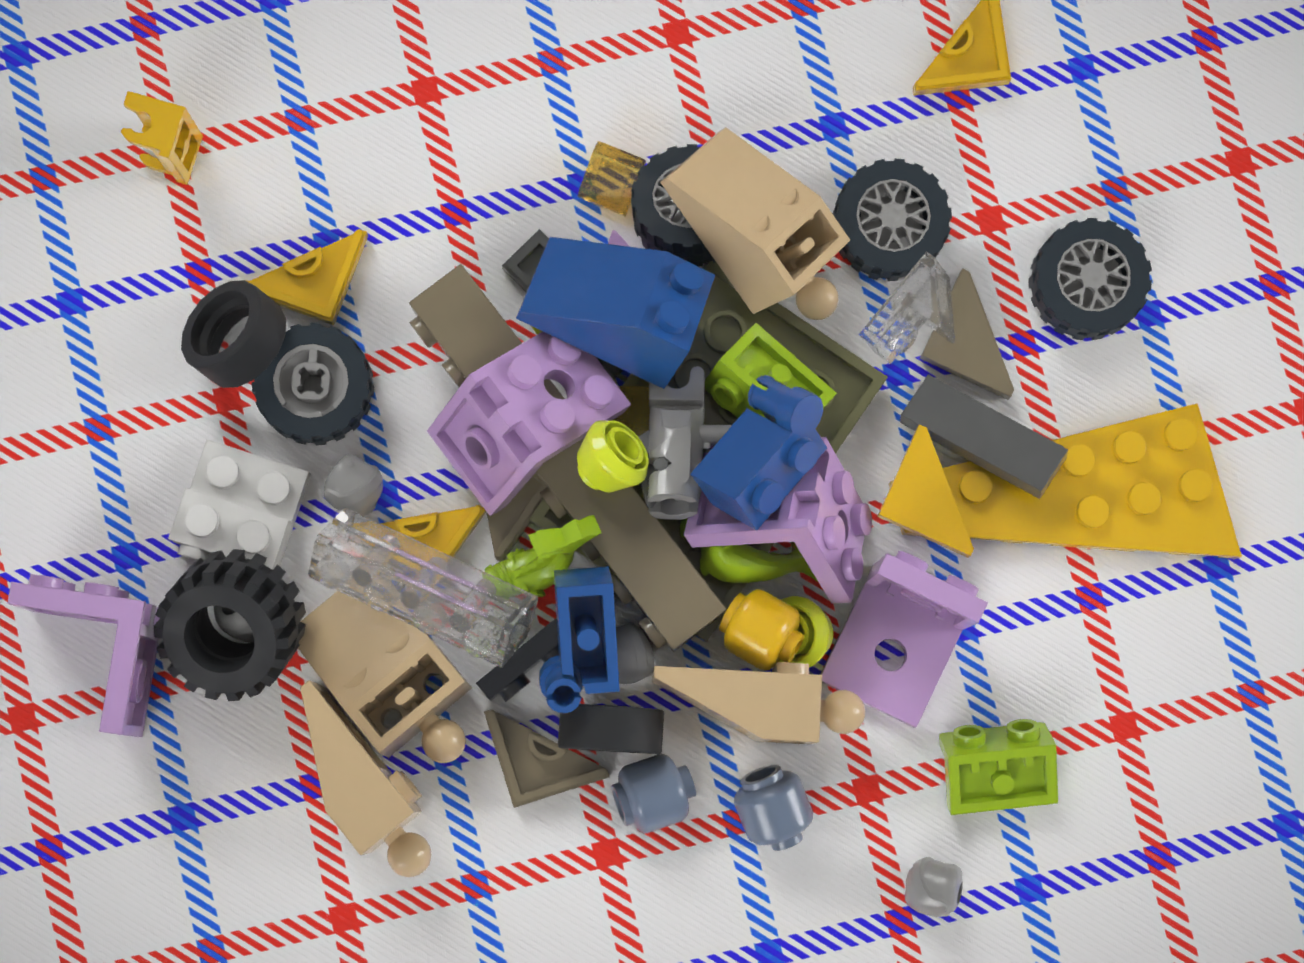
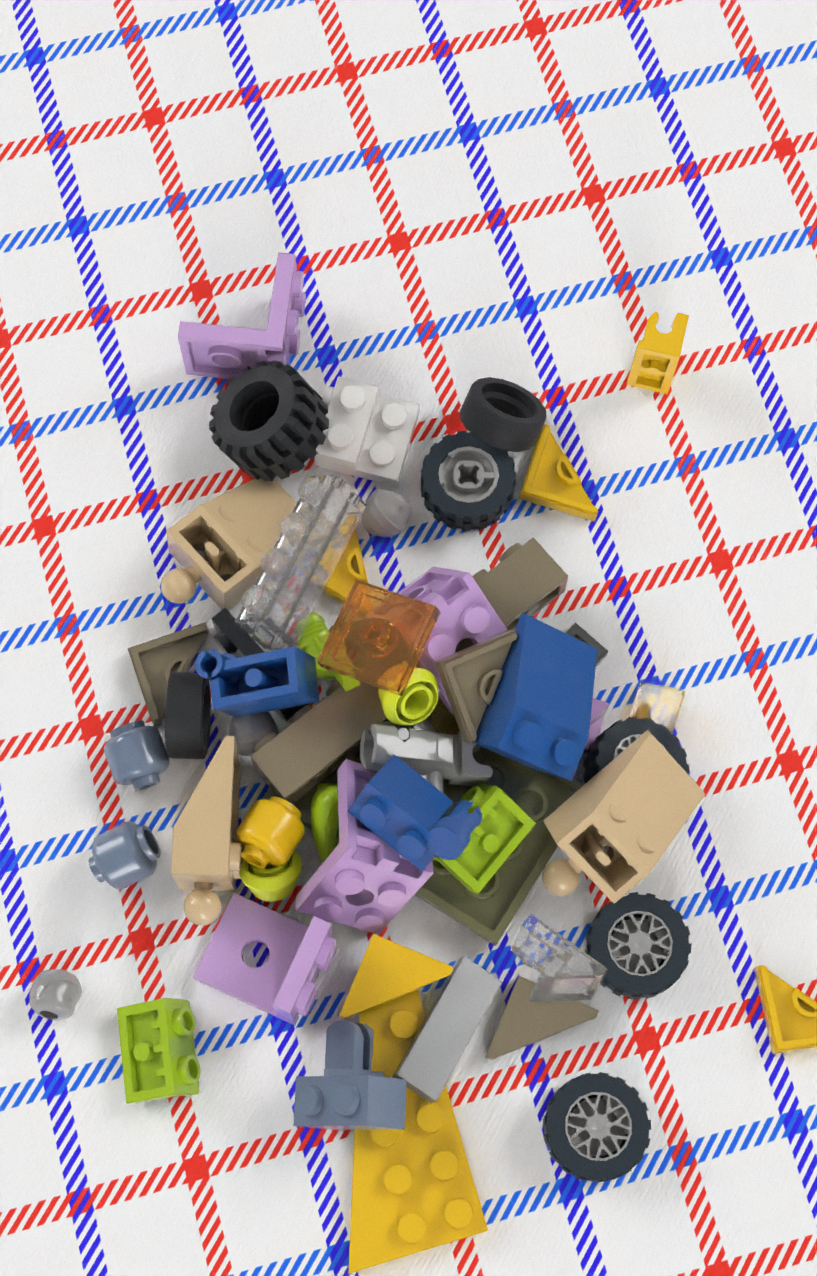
camera: 95 degrees right, 10 degrees down
(359, 788) = (134, 518): tan slope -> none
(549, 485) = (378, 637): none -> clear orange plate
(593, 379) = (472, 679): none -> dark tan tile
(1058, 545) = (350, 1092): none -> sand blue brick

